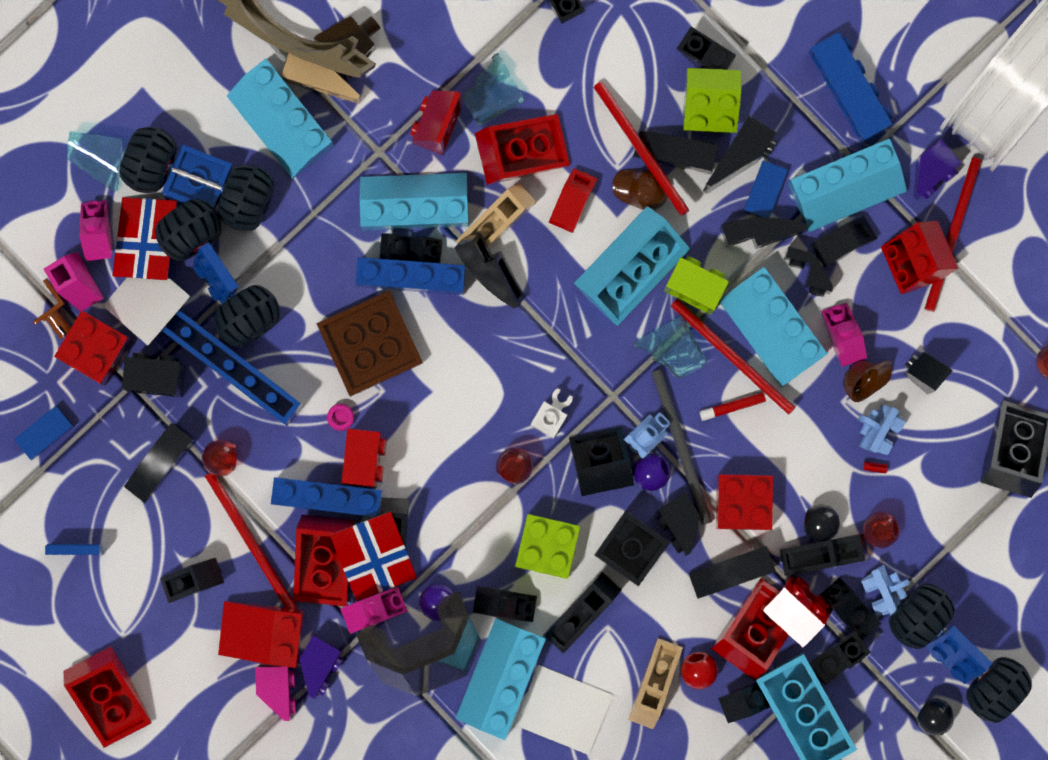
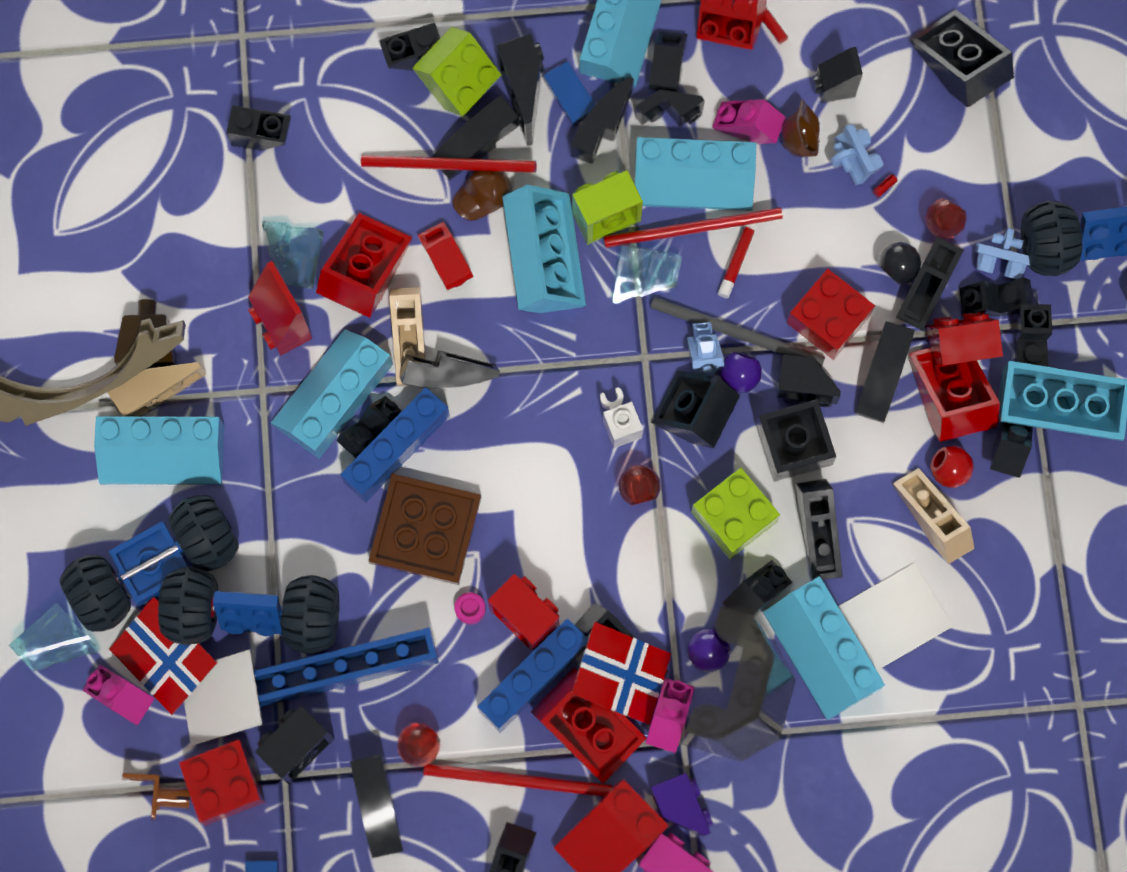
camera: 50 degrees left, 10 degrees down
(73, 281) = (147, 751): dark pink slope -> none

